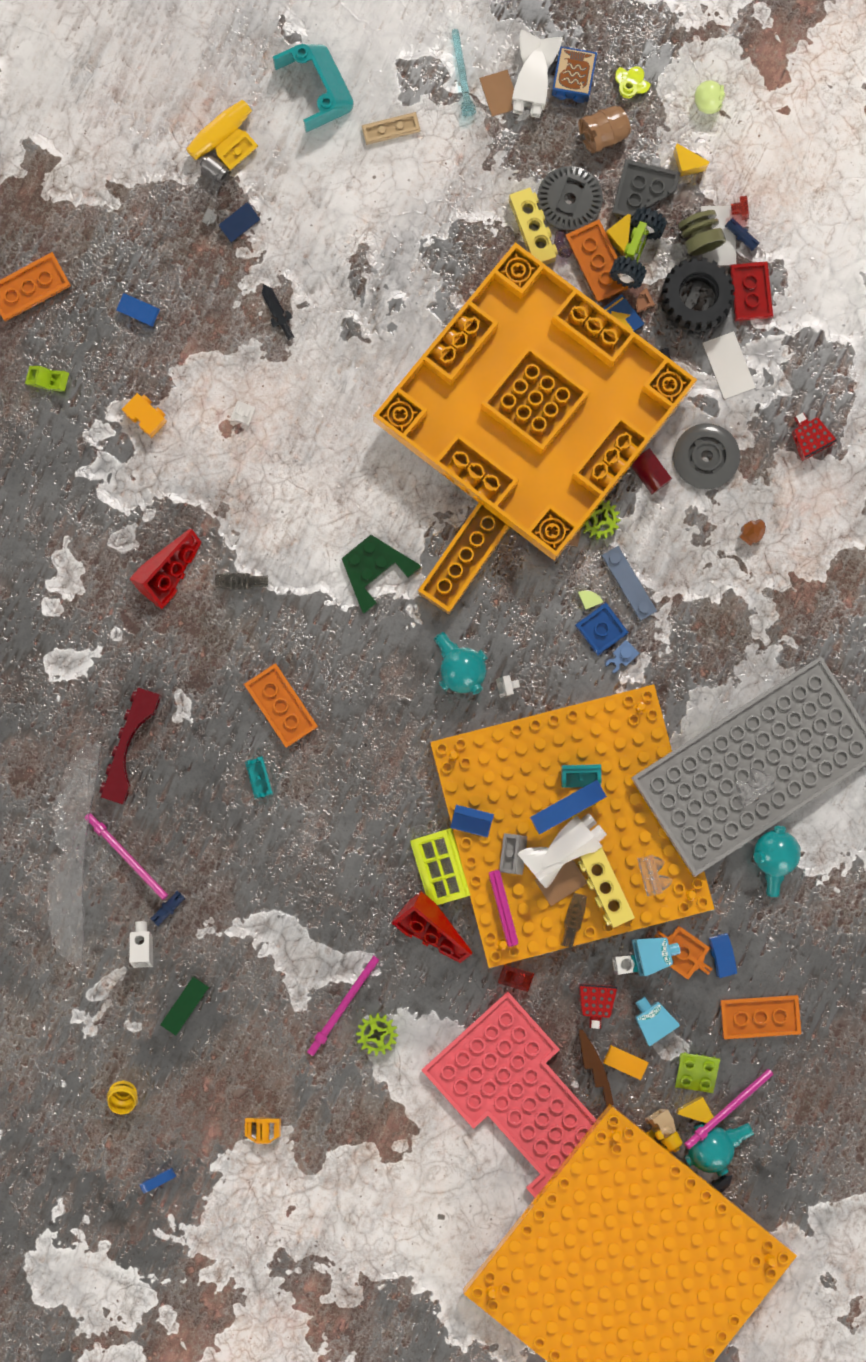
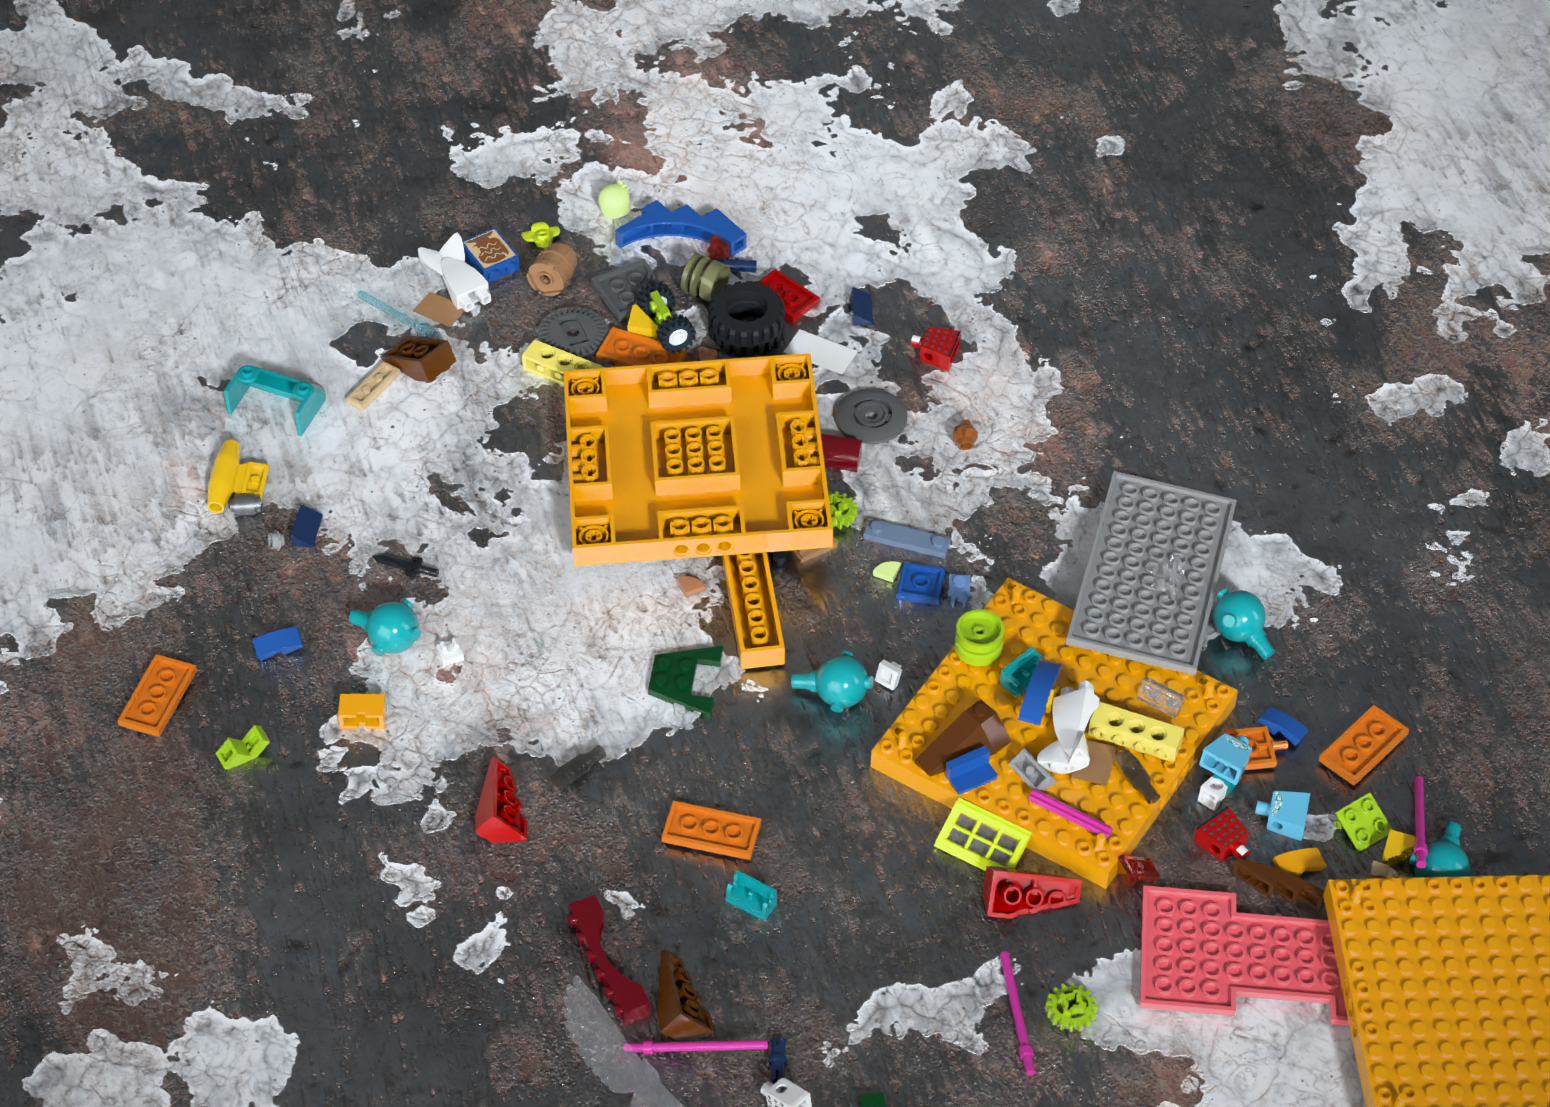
camera: 40 degrees left, 35 degrees down
(143, 818) = (678, 1003): none -> reddish brown wedge
(213, 364) = (390, 626): none -> teal piece
(441, 131) = (421, 357): none -> reddish brown slope
(447, 495) = (690, 585): none -> nougat tile
(493, 795) = (970, 731): none -> reddish brown wedge
(564, 725) = (979, 637): none -> lime wheel
(688, 161) = (642, 248): yellow slope -> none
(741, 159) = (683, 222): none -> blue arch
(794, 351) = (861, 307): none -> dark blue slope

